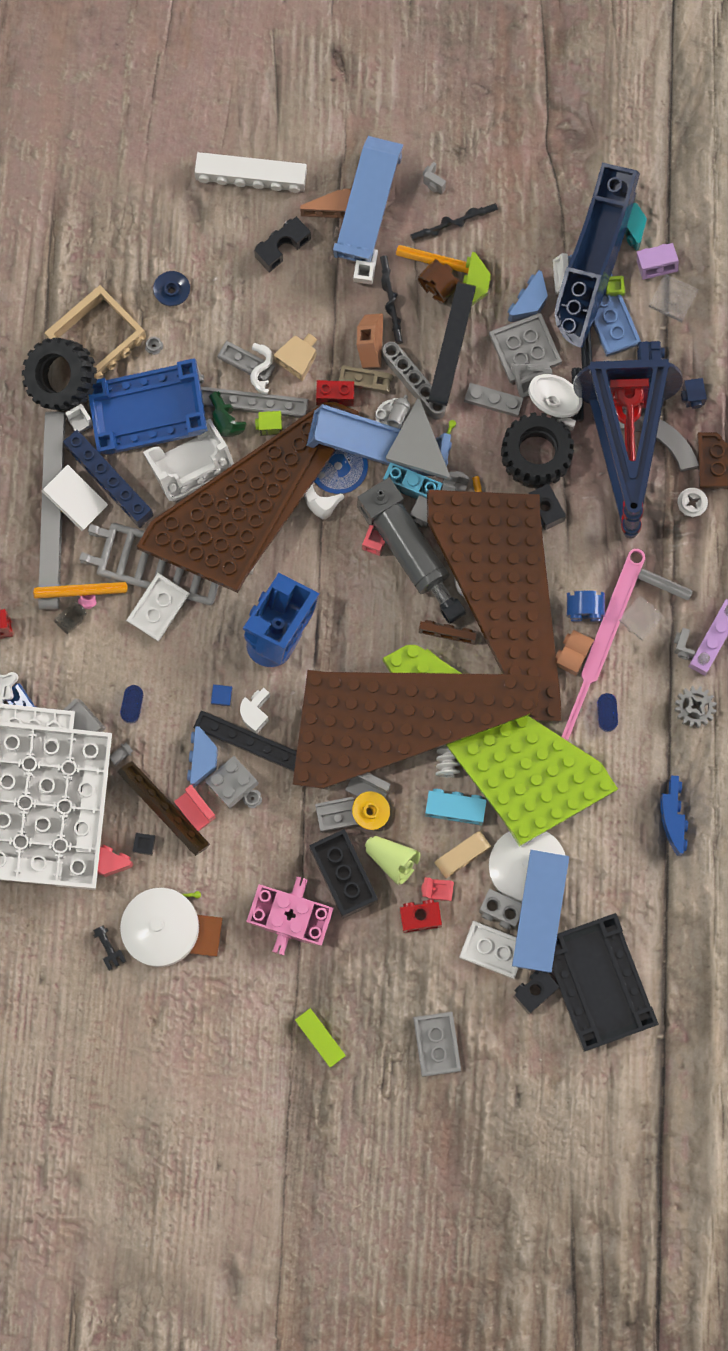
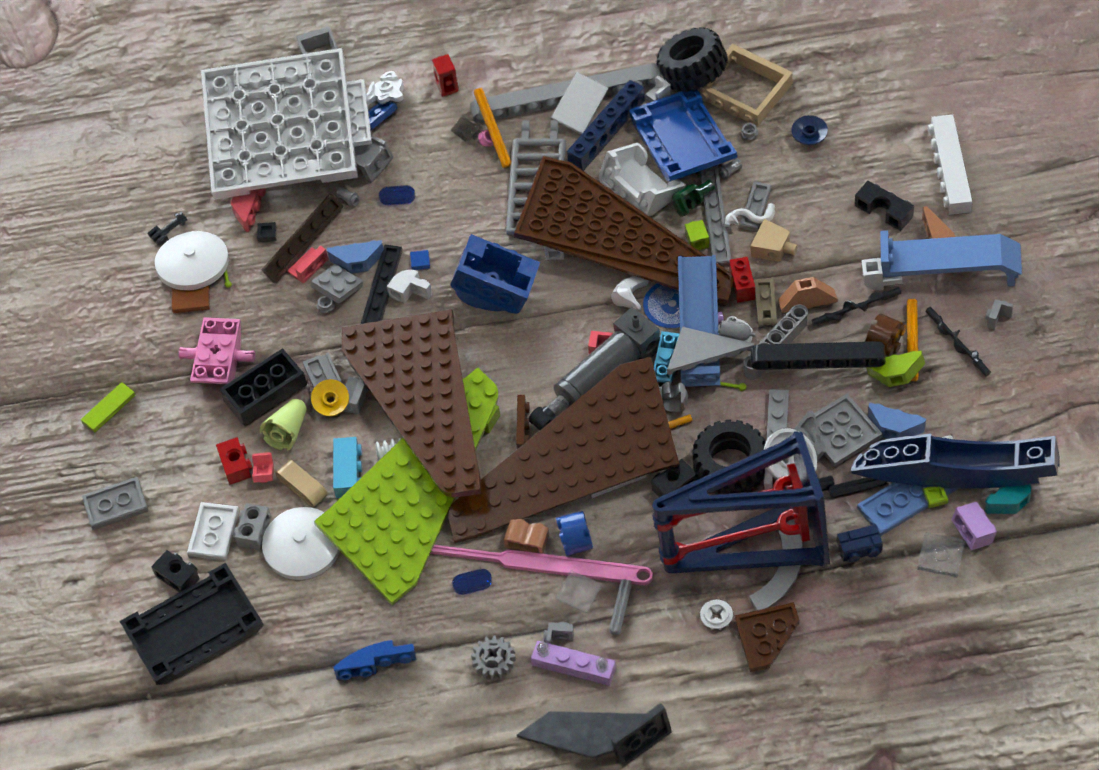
camera: 85 degrees right, 20 degrees down
(158, 607) = (492, 191): white tile -> none
(540, 911) = (251, 553): medium blue tile -> none
(694, 393) = (837, 591): dark blue brick -> none

